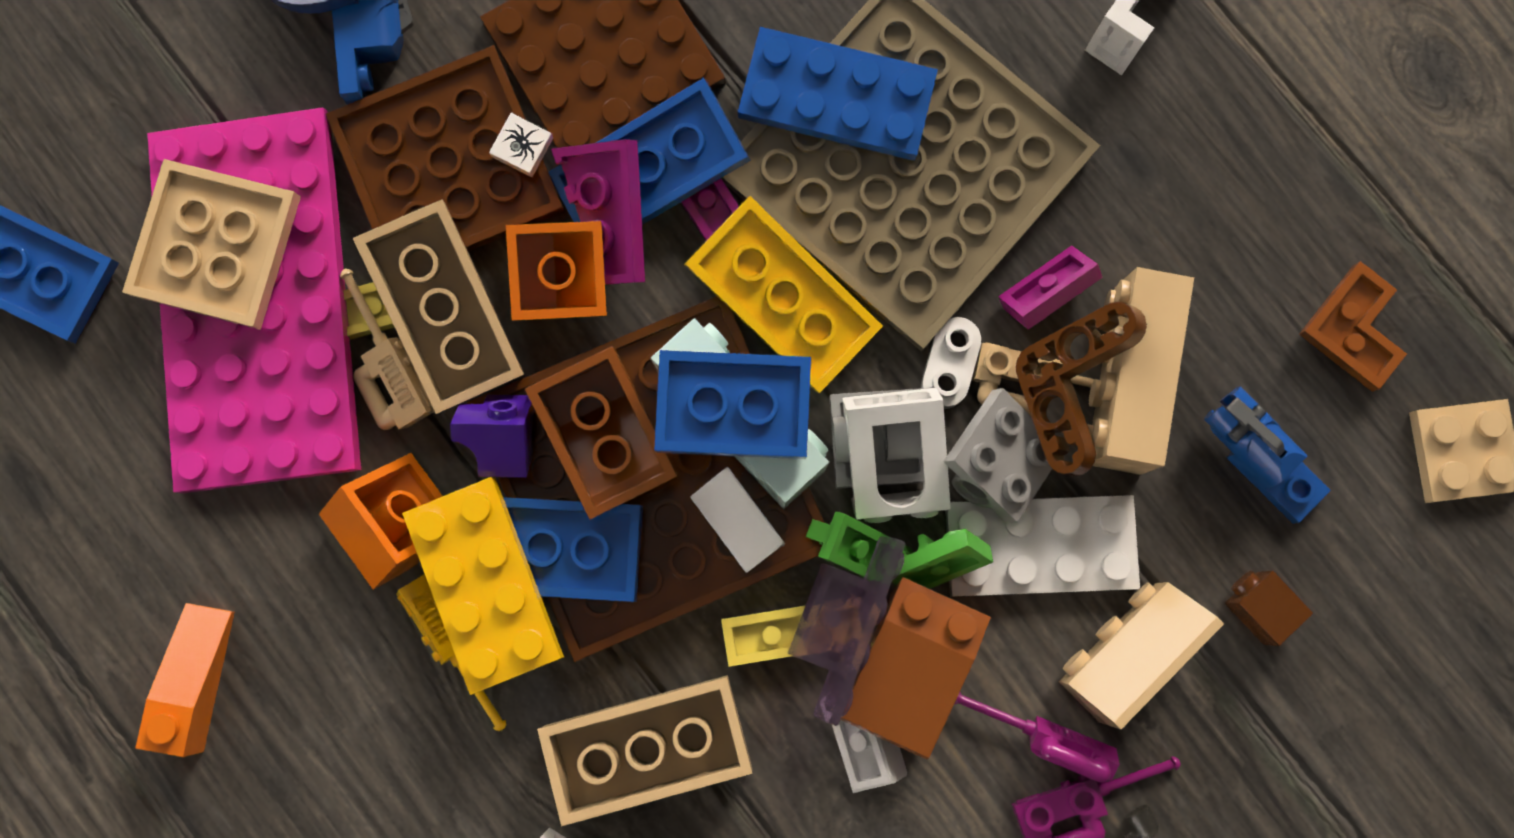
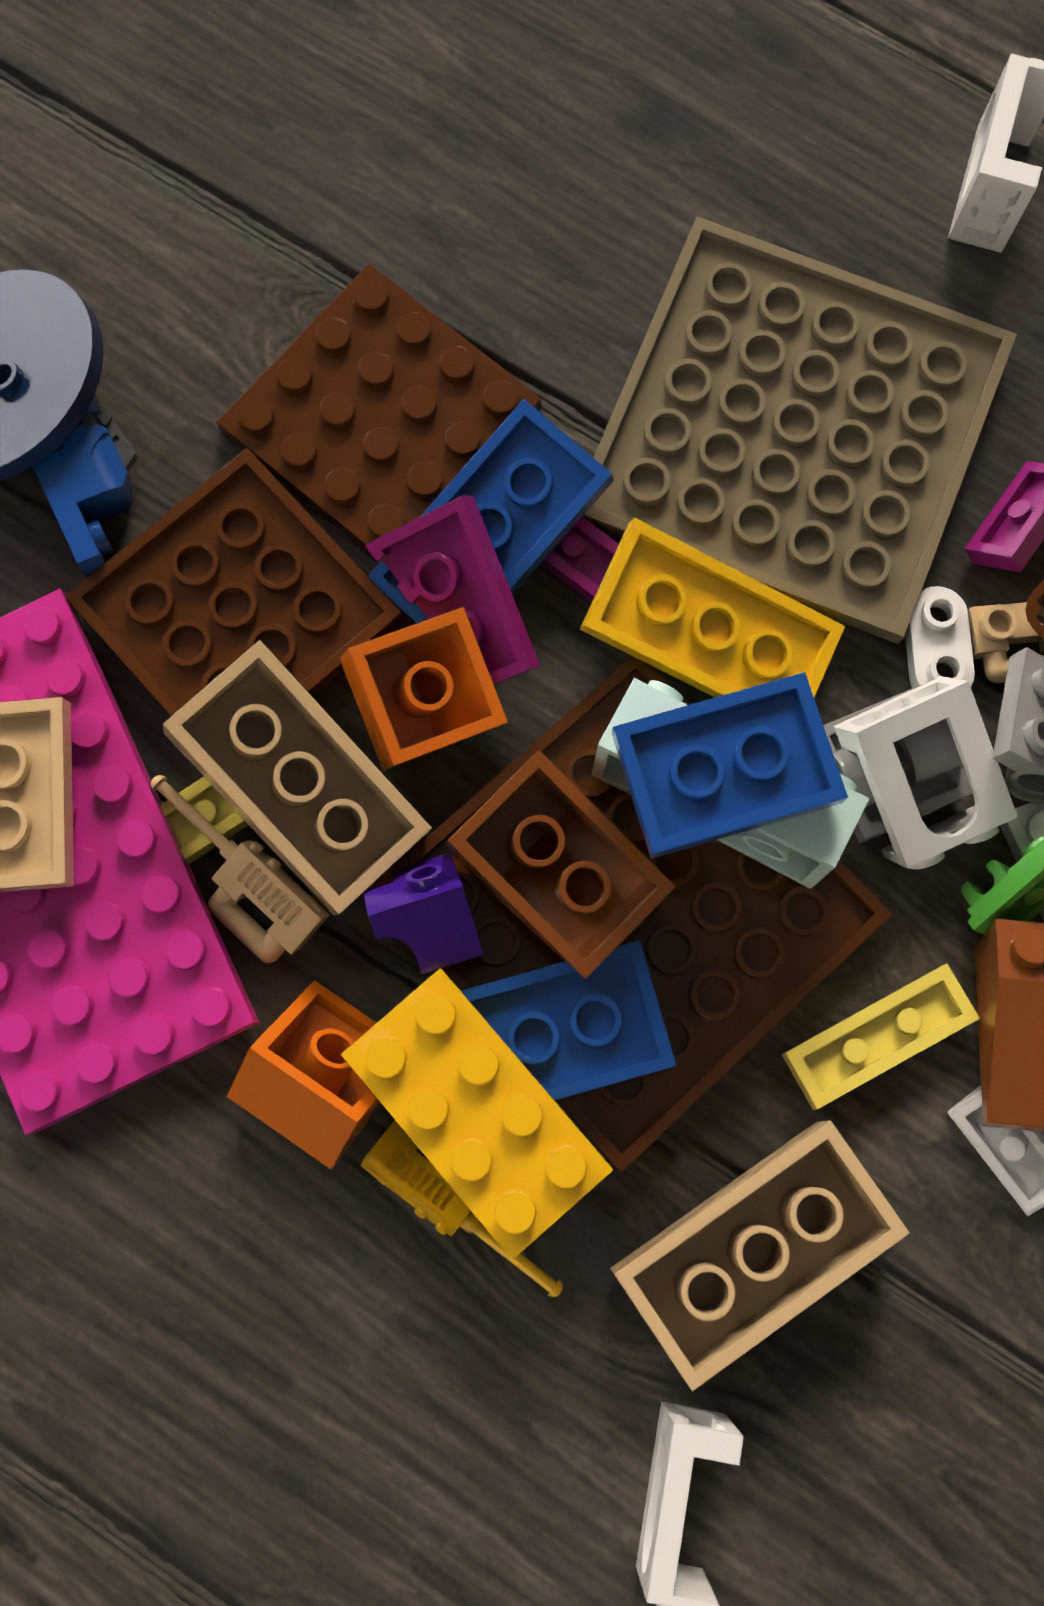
camera: 20 degrees left, 5 degrees down
(186, 684) = (125, 1381): orange slope -> none
(521, 145) = (325, 553): white tile -> none
(737, 520) = (763, 919): white slope -> none
(837, 93) = (687, 371): blue plate -> none
(841, 621) = (946, 1003): bracket -> none
(845, 542) = (914, 902): bright green plate -> none

